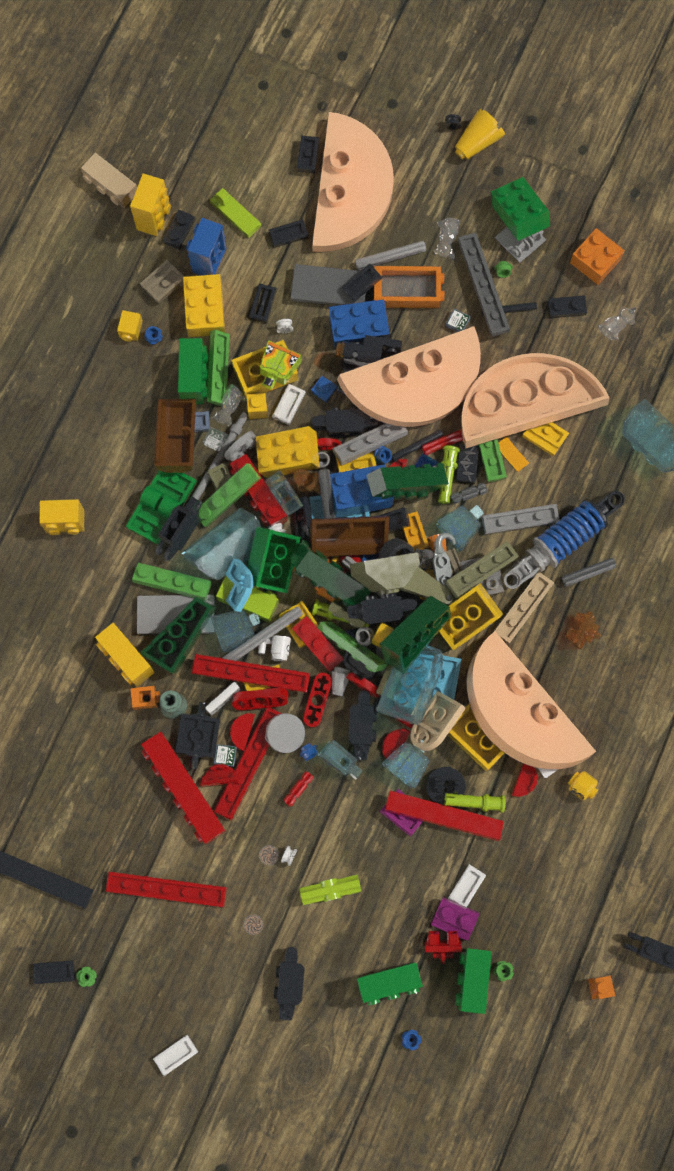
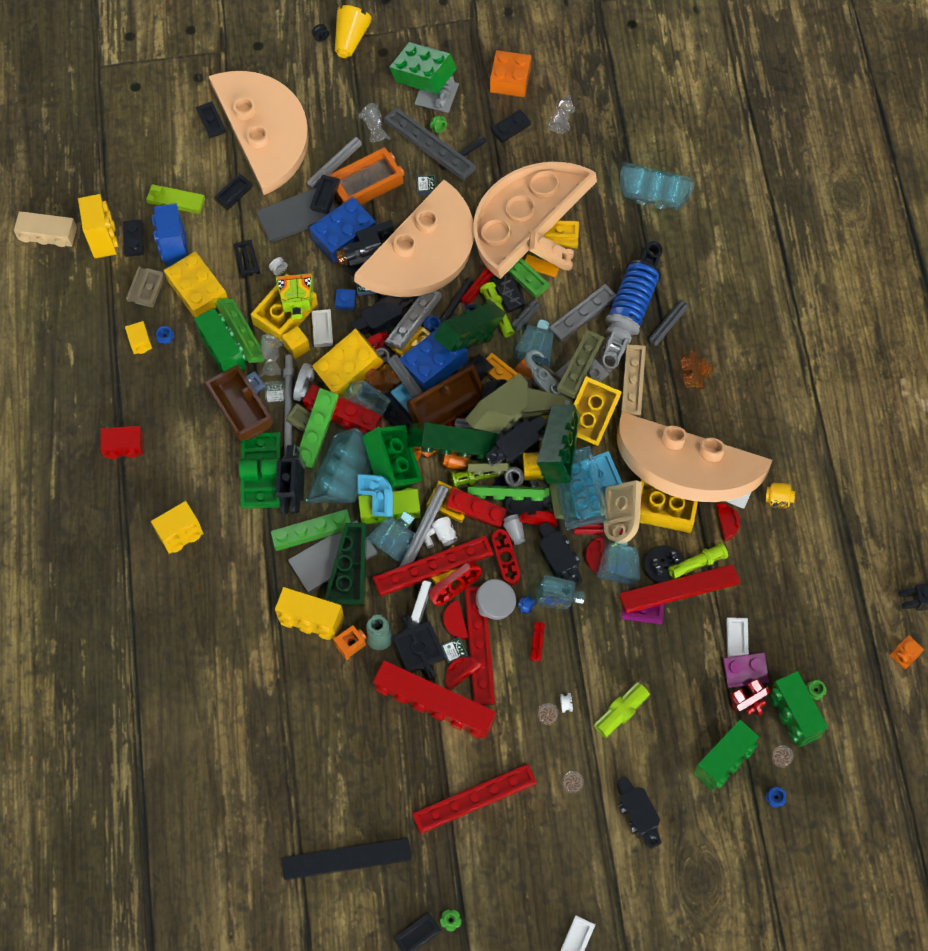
camera: 30 degrees left, 10 degrees down
(62, 412) = (121, 442): none -> red brick
(439, 1009) = (782, 756): none -> clear tile
(525, 448) = (551, 251): none -> light nougat plate

